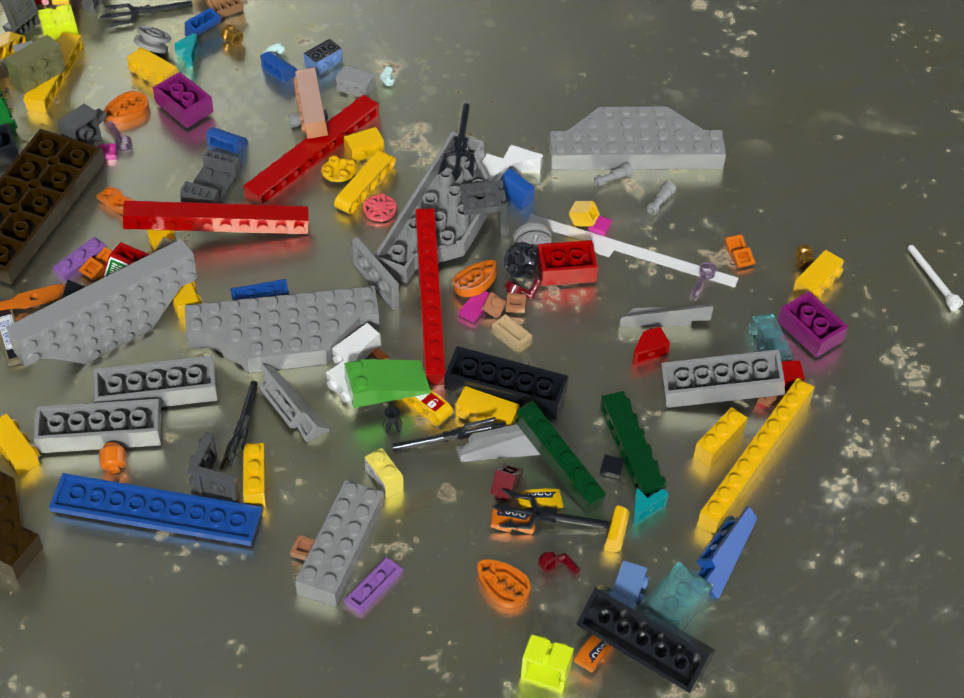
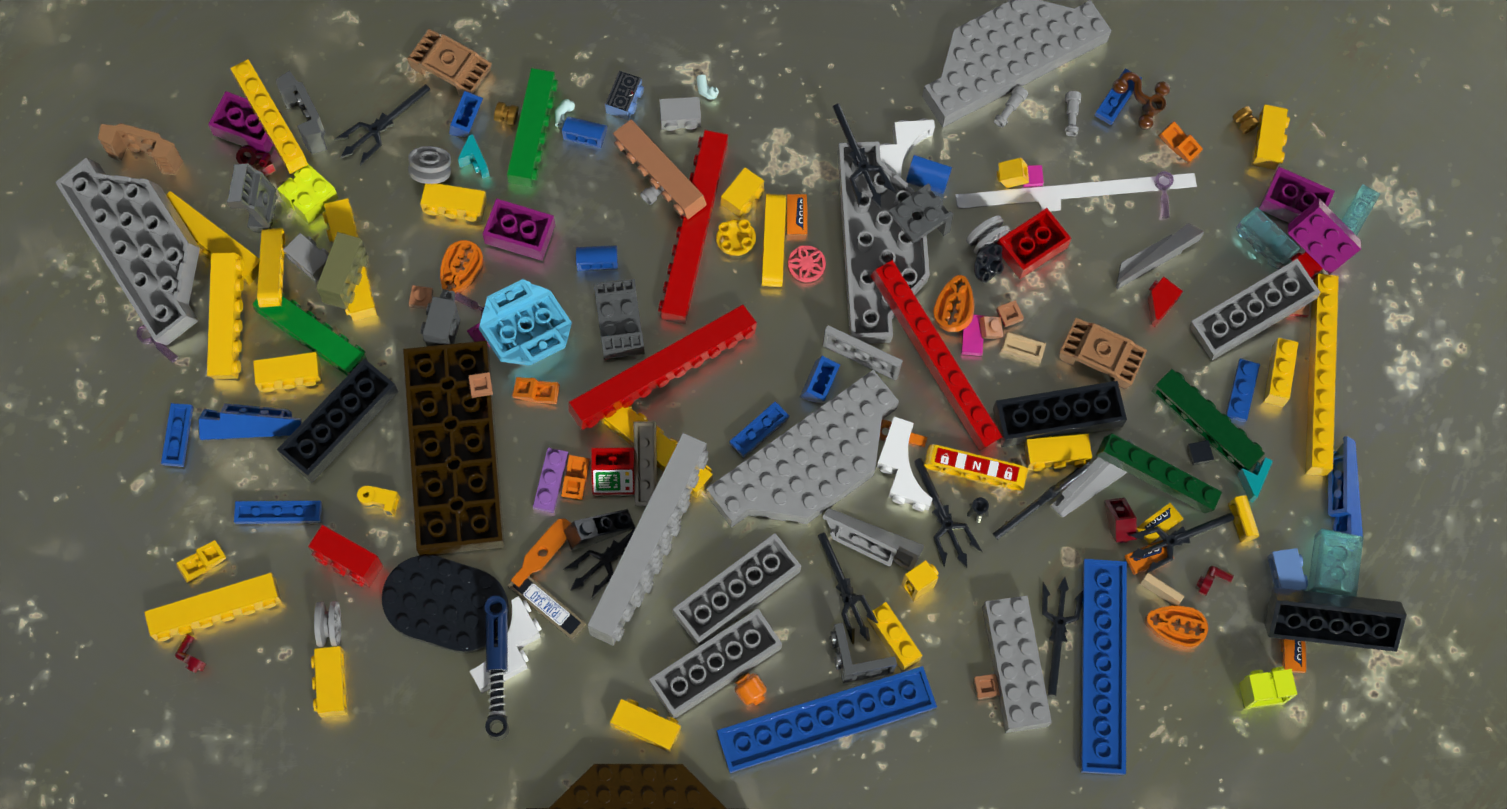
camera: 30 degrees left, 20 degrees up
(72, 168) = (480, 385): none -> nougat plate
(137, 149) = (524, 306): none -> medium azure piece
(242, 49) = (531, 127): none -> green brick
(304, 442) = (920, 580): none -> yellow brick
(330, 278) = (820, 380): none -> blue brick
(359, 422) = (945, 519): none -> black piece
(373, 585) = (1068, 689): medium lavender tile -> none
(384, 380) = (954, 475): bright green slope -> none
(384, 473) = (1008, 571): light yellow brick -> none
(395, 174) = (796, 214): none -> orange slope
(397, 538) = (1058, 630): none -> black piece
(413, 584) = (1104, 667): none -> blue plate
(506, 547) = (1162, 590): none -> tan tile
(515, 288) = (1000, 297): dark red plate -> none
(574, 357) = (1103, 351): none -> medium nougat plate
(679, 439) = (1242, 390): none -> blue plate
(706, 202) = (1114, 102): none -> blue plate
(744, 209) = (1161, 89): none -> reddish brown piece
(817, 351) = (1324, 236): none -> magenta brick
(858, 358) = (1360, 208): none -> clear light blue brick
(952, 301) = (1402, 102): white piece -> none

